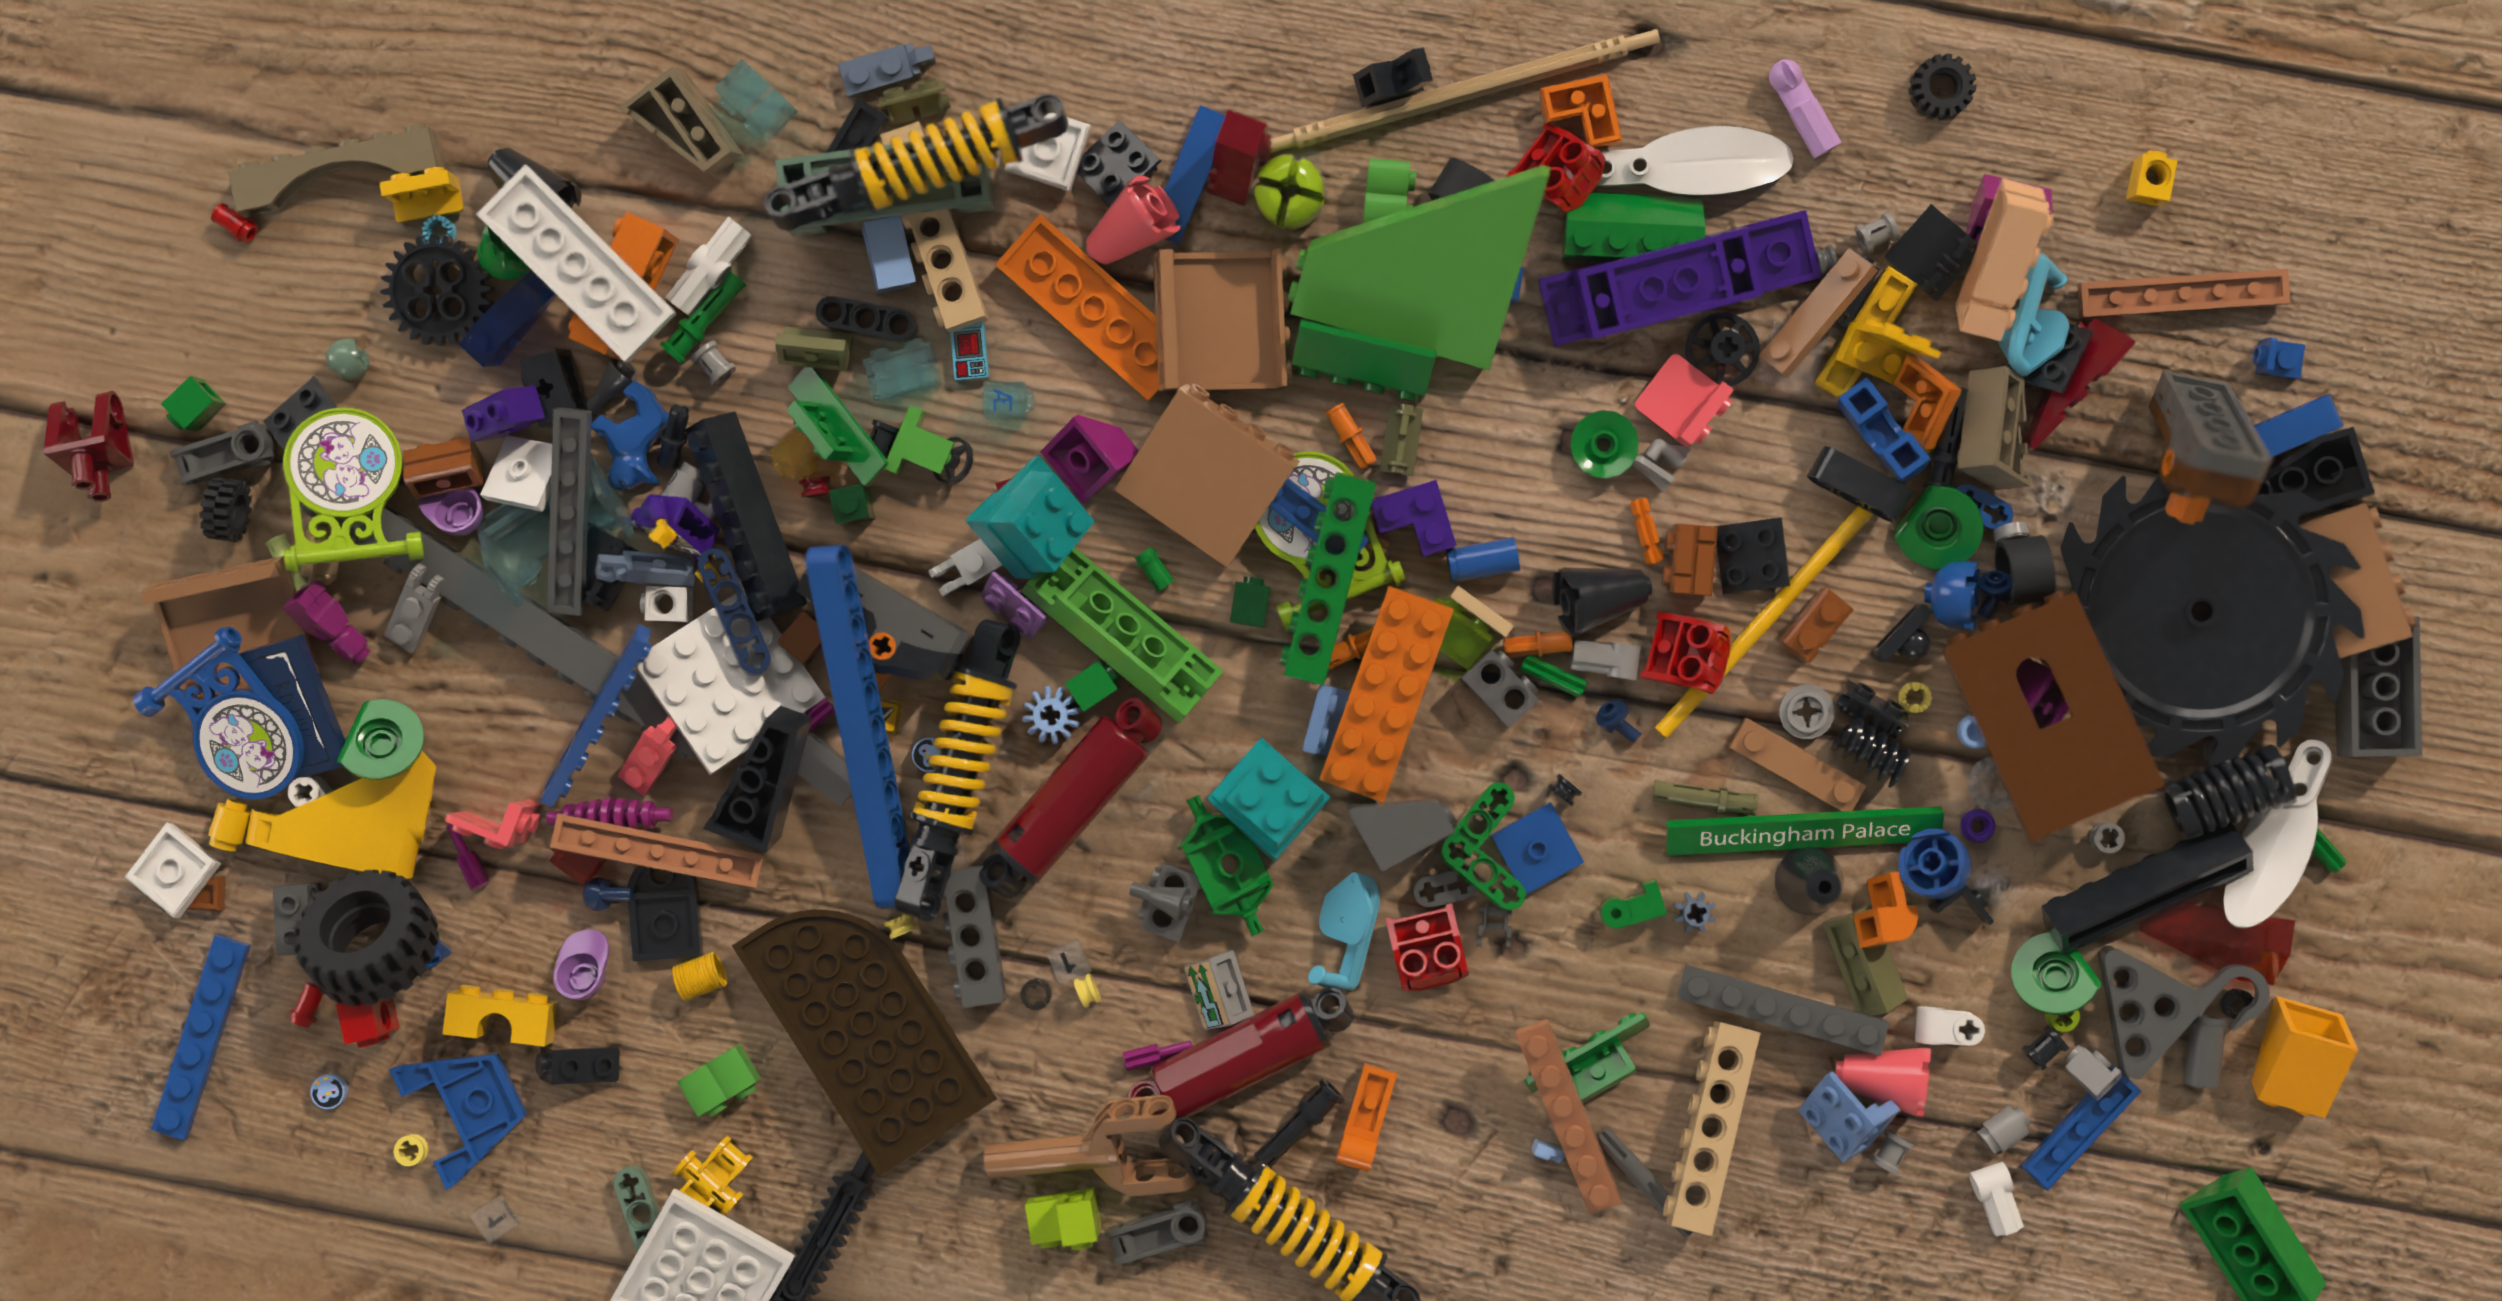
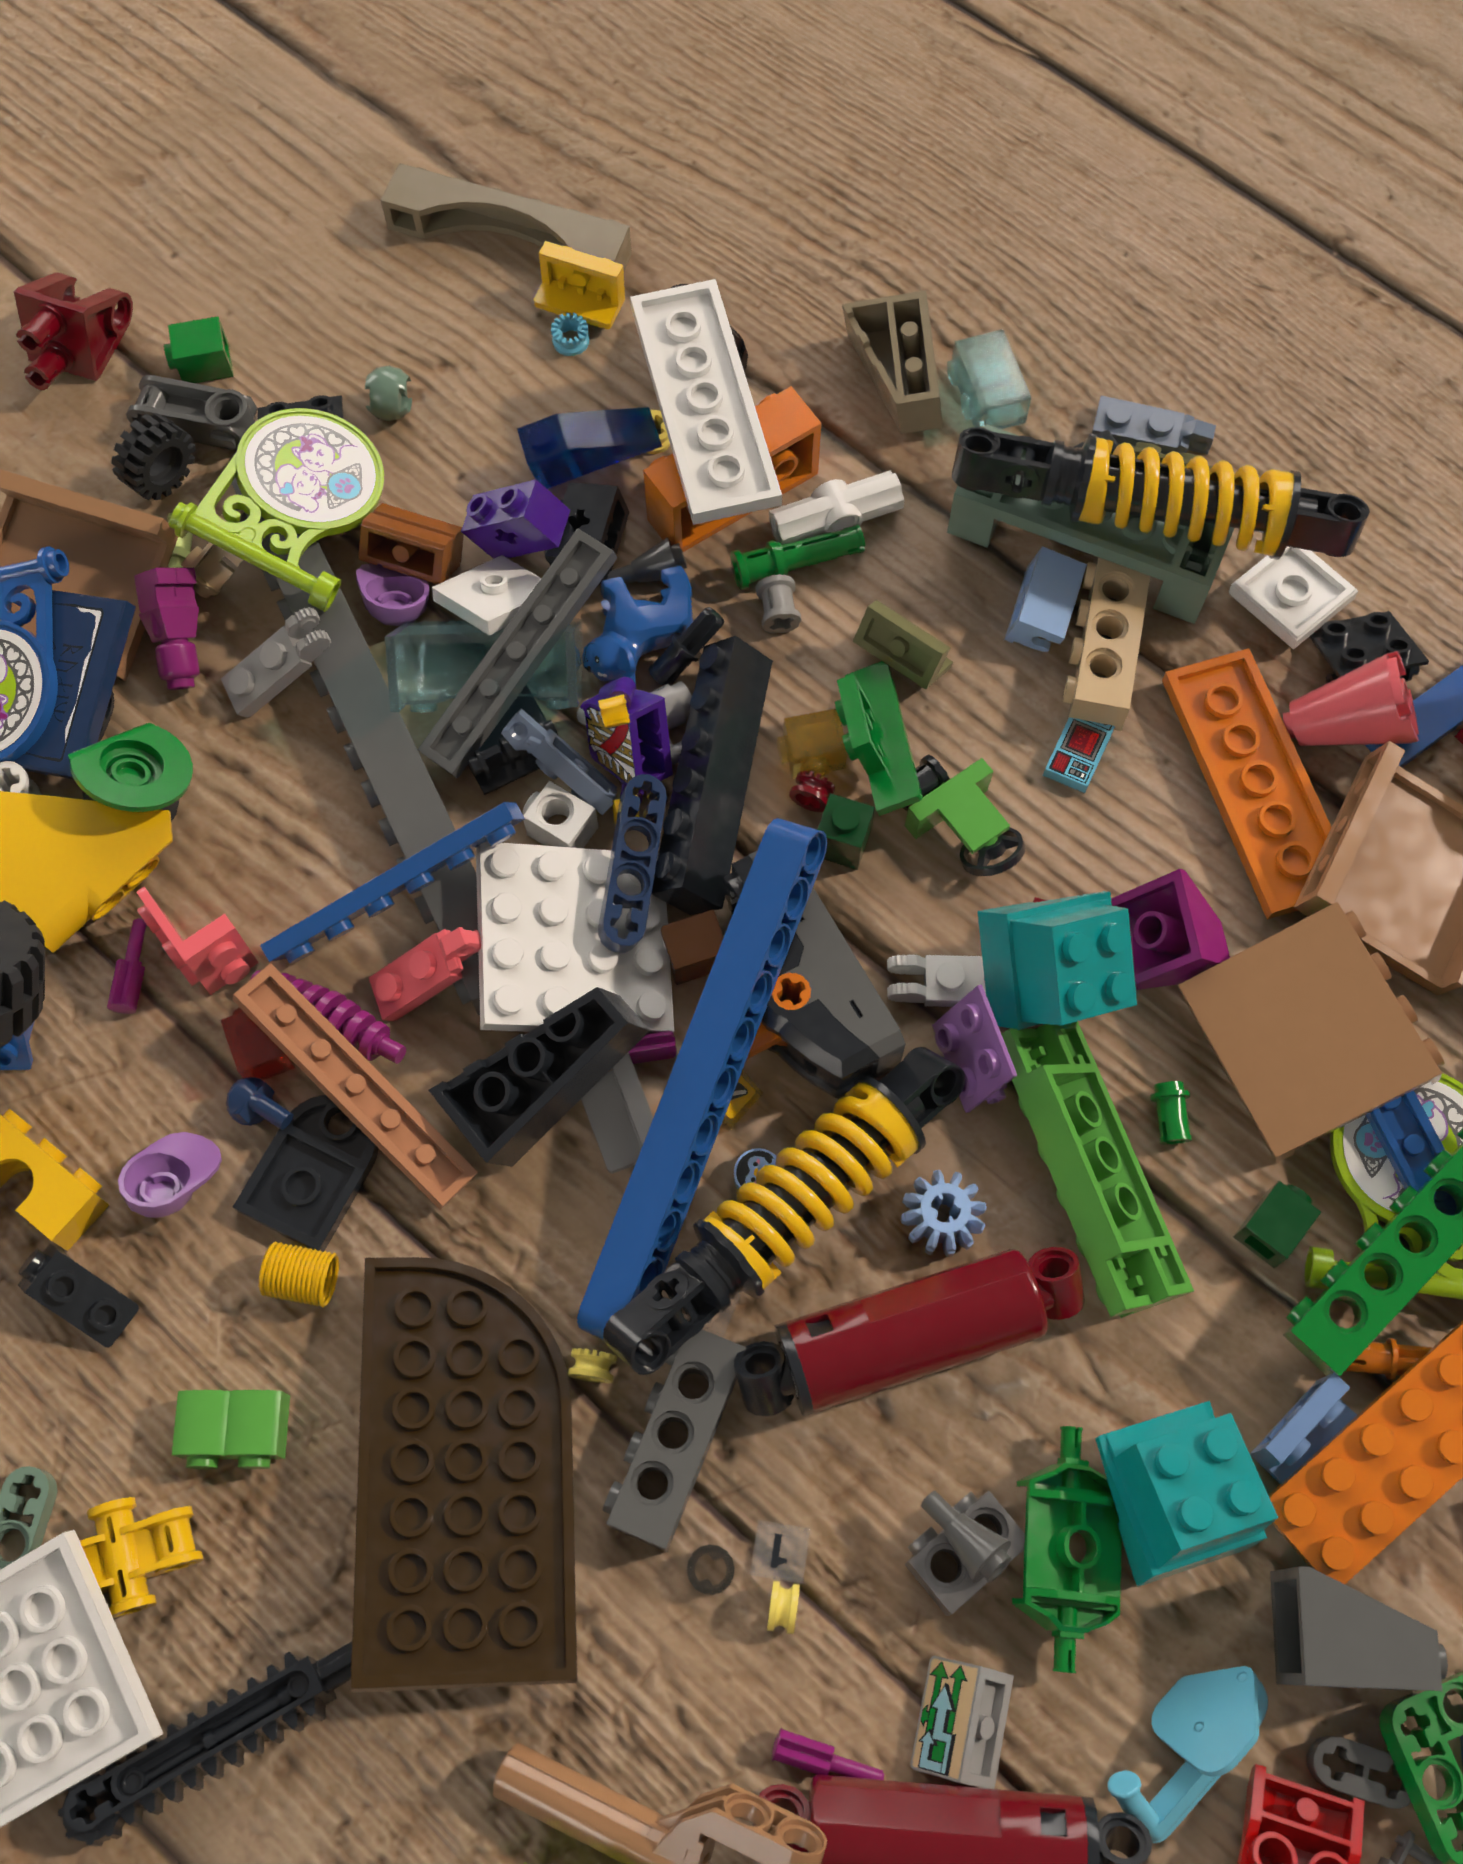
camera: 30 degrees right, 20 degrees down
(242, 228) = (373, 227): red pin -> none
(406, 291) = (528, 377): black gear -> none
(499, 258) = (624, 374): green hair -> none
(853, 309) = (988, 670): black beam -> none
(902, 370) = (991, 724): clear light blue brick -> none
(1007, 400) = (1096, 821): clear light blue brick -> none
(1093, 685) = (1018, 1207): green brick -> none

